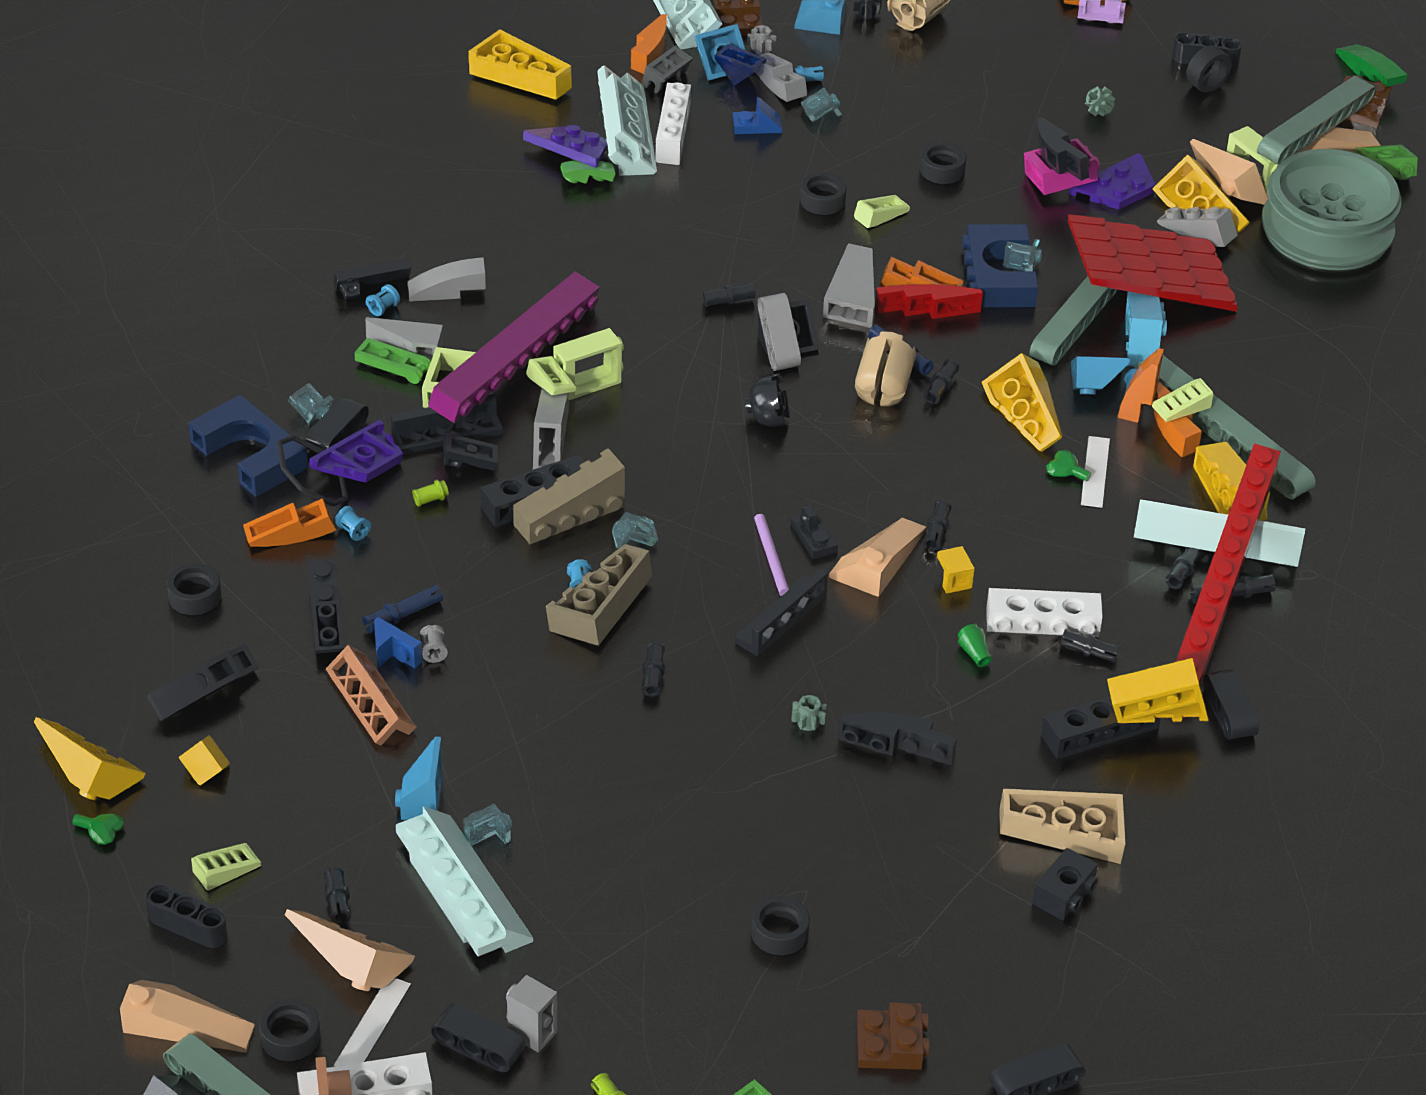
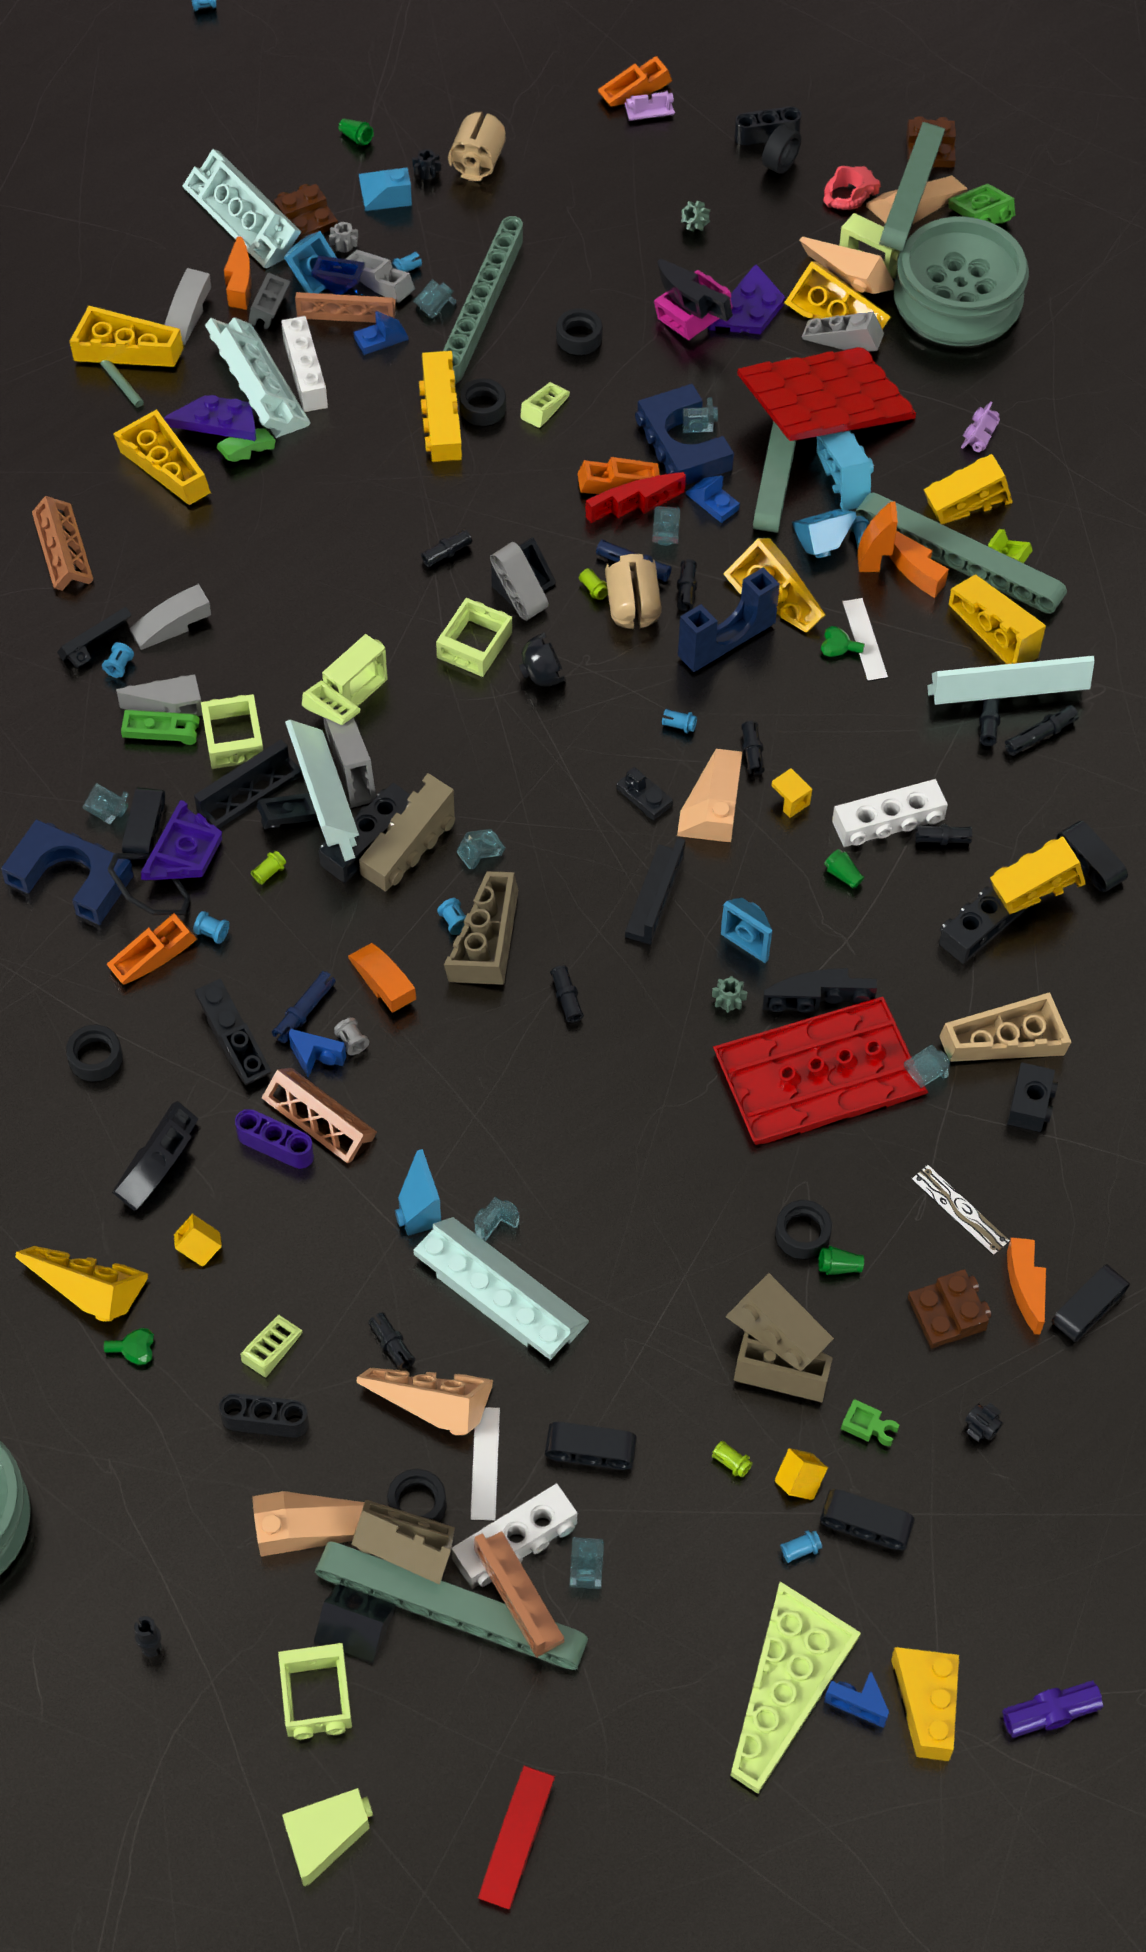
camera: 20 degrees left, 15 degrees up
(256, 1050) = (404, 1539): none -> dark tan wedge
(318, 702) = (281, 1149): none -> dark purple beam
(378, 196) = (56, 541): none -> nougat fence
(488, 607) = (383, 977): none -> orange slope
(503, 100) = (122, 383): none -> sand green bar
(505, 157) = (160, 453): none -> yellow wedge
(505, 435) = (324, 787): none -> light aqua slope
(513, 347) = (278, 680): magenta brick -> none
(532, 1012) = (631, 1406): light grey brick -> none
(593, 53) = (188, 302): none -> light grey slope
(692, 373) = (468, 657): none -> yellowish green window
(696, 1024) = (765, 1369): none -> dark tan wedge
(705, 978) = (780, 1323): none -> dark tan wedge
(732, 90) = (343, 307): none -> nougat fence
(771, 554) = (616, 829): lavender bar -> none
(780, 184) = (440, 407): none -> yellow wedge
(802, 963) = (838, 1261): none -> green cone
(851, 356) = (597, 588): none -> lime pin
(852, 288) = (561, 506): light grey slope -> none
(852, 661) = (747, 927): none -> dark azure slope
(863, 116) = (484, 294): none -> sand green beam
(866, 802) = (818, 1070): none -> red piece
(884, 487) = (681, 720): none -> dark azure pin
(946, 329) = (666, 525): none -> clear light blue bracket
(948, 960) = (960, 1209): none -> sticker
(973, 825) = (928, 1066): none -> clear light blue bracket
(982, 1036) = (1027, 1282): none -> orange slope
(990, 419) = (705, 641): none -> dark blue arch
(1004, 323) = (713, 498): none -> blue slope
(1196, 390) = (931, 530): yellowish green slope -> none
(1229, 558) = (1041, 718): red brick -> none
(1256, 376) = (968, 490): none -> yellow wedge
(1268, 426) = (1015, 549): none -> lime bracket
(1271, 114) = (856, 176): none -> coral piece
(1289, 338) = (983, 420): none -> lavender hinge
(1372, 64) = (924, 97): green slope -> none

